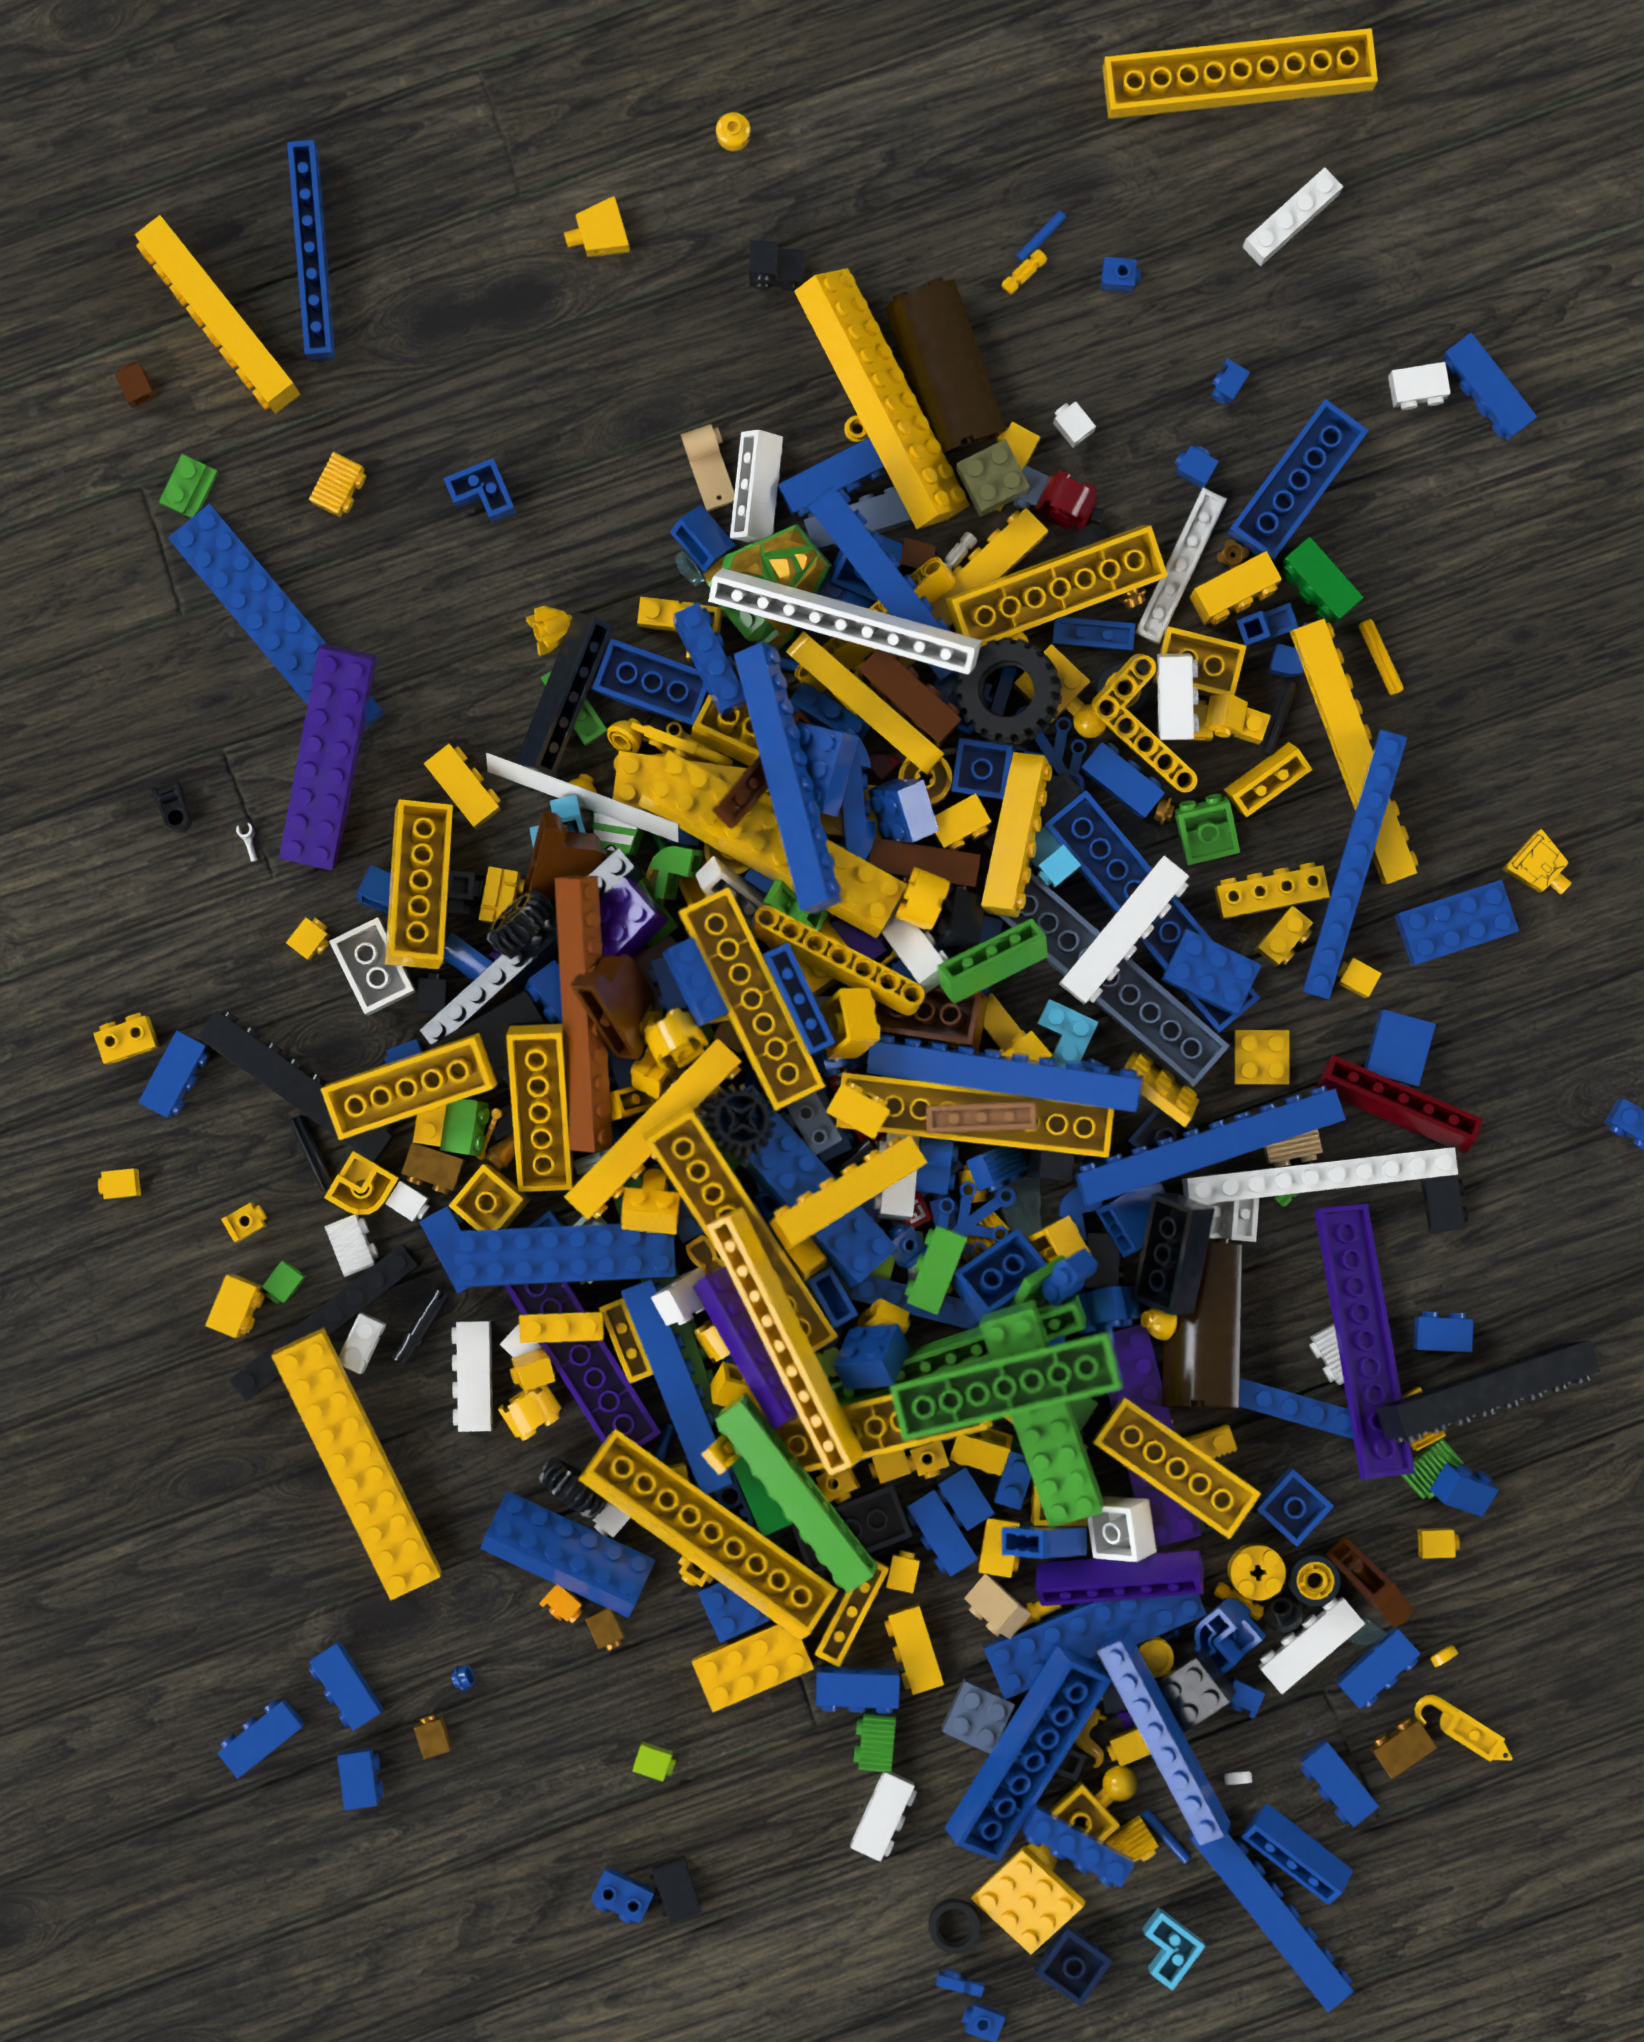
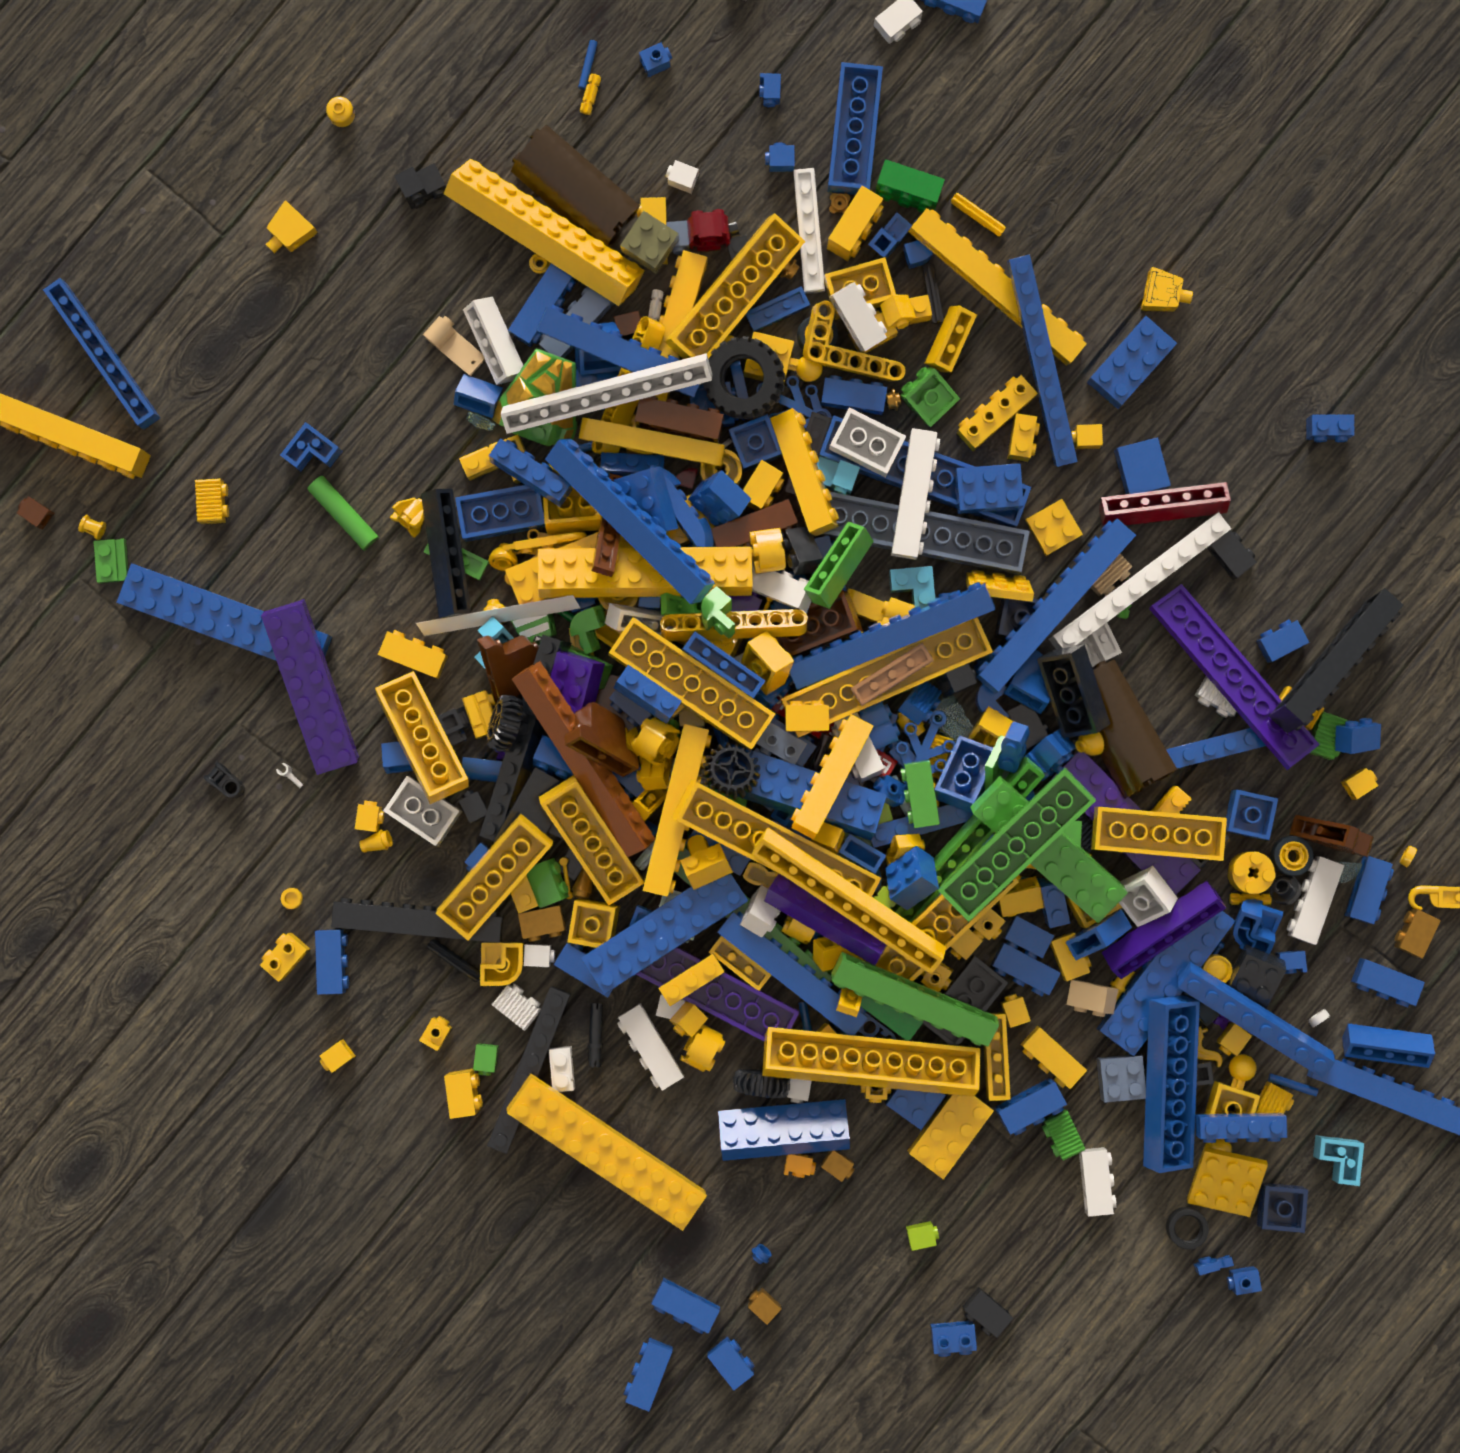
camera: 25 degrees left, 0 degrees up
(171, 979) = (291, 898): none -> yellow tile
(189, 437) = (92, 527): none -> yellow bush
(303, 971) = (378, 841): none -> yellow cone
(476, 582) = (342, 512): none -> bright green brick
(823, 931) = (714, 610): none -> bright green brick
(1104, 842) = (867, 442): none -> white brick

